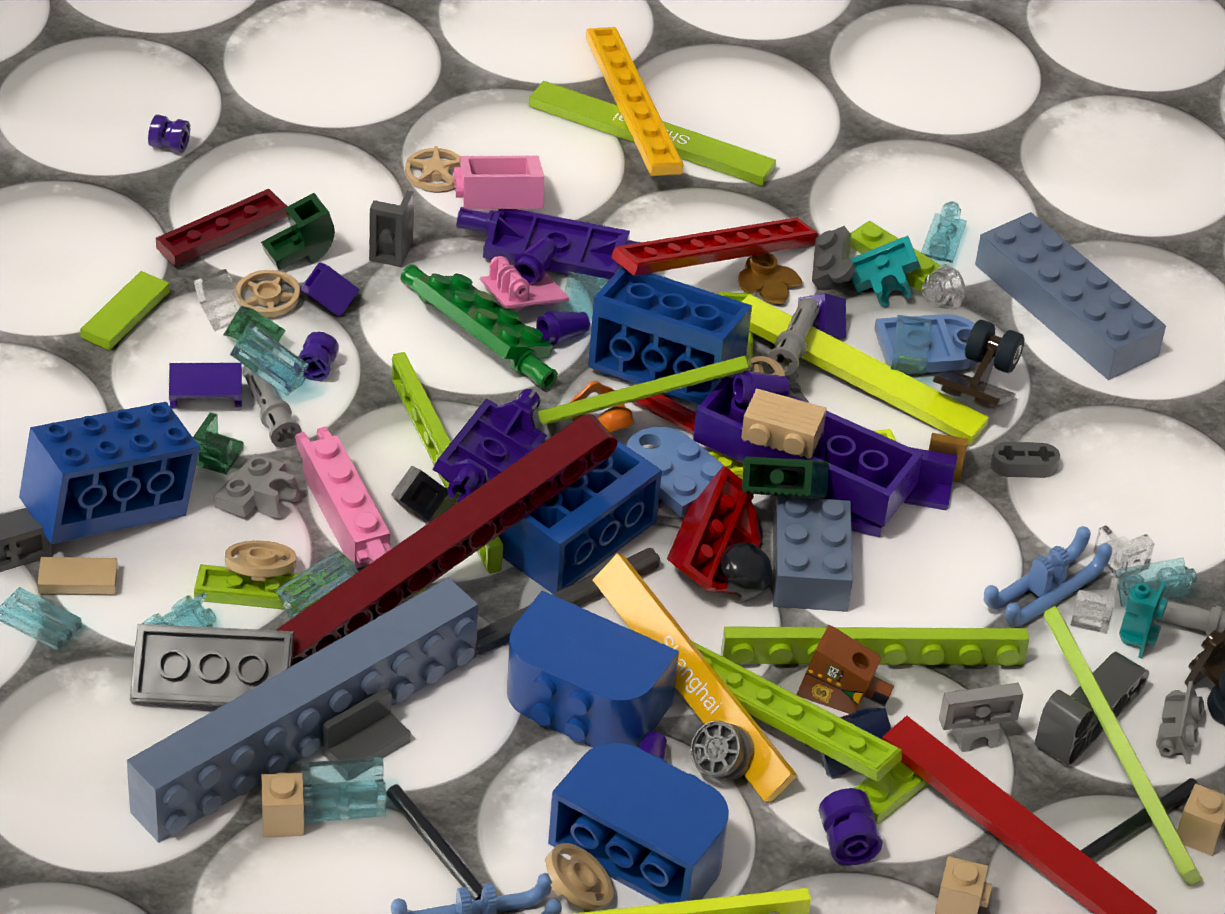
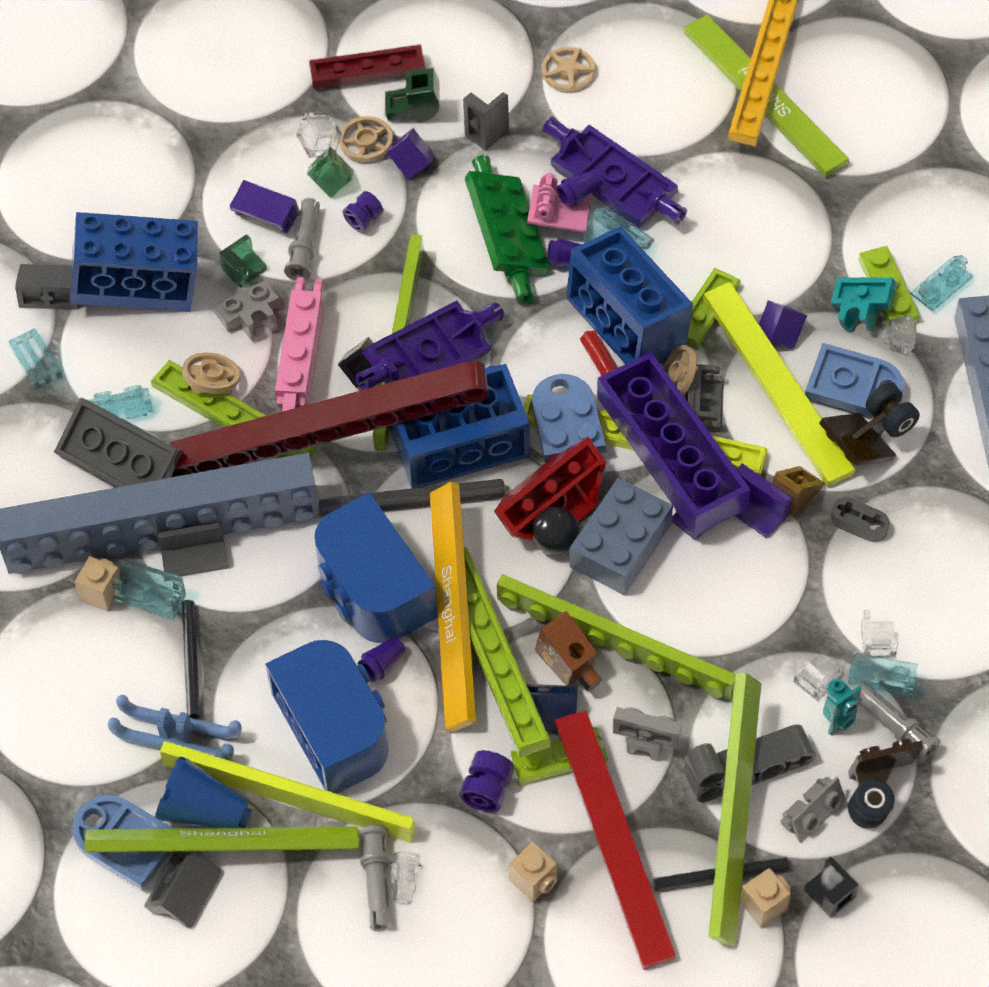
camera: 35 degrees right, 15 degrees up
(77, 575) = (81, 334): tan tile -> none
(125, 310) = (252, 115): lime tile -> none
(270, 360) = (318, 205): clear light blue panel -> none
(315, 583) = (229, 412): clear light blue hinge -> none
(499, 182) = (597, 115): bright pink window -> none
(579, 878) = (262, 734): tan wheel -> none
(613, 418) = (546, 355): orange piece -> none
(645, 390) = (576, 343): lime tile -> none
(714, 246) = (721, 230): red tile -> none
(723, 750) = (435, 677): dark grey wheel -> none
(747, 382) = (653, 380): dark purple cone -> none
(768, 278) = (764, 273): pearl gold plate -> none
(783, 423) = (647, 421): tan brick -> none
(785, 477) = (626, 466): dark green brick -> none
(791, 343) = (725, 343): light grey pin -> none
(832, 258) = (828, 270): dark grey hinge -> none
(911, 344) = (832, 379): clear light blue tile -> none
(1049, 580) = (796, 637): medium blue piece -> none

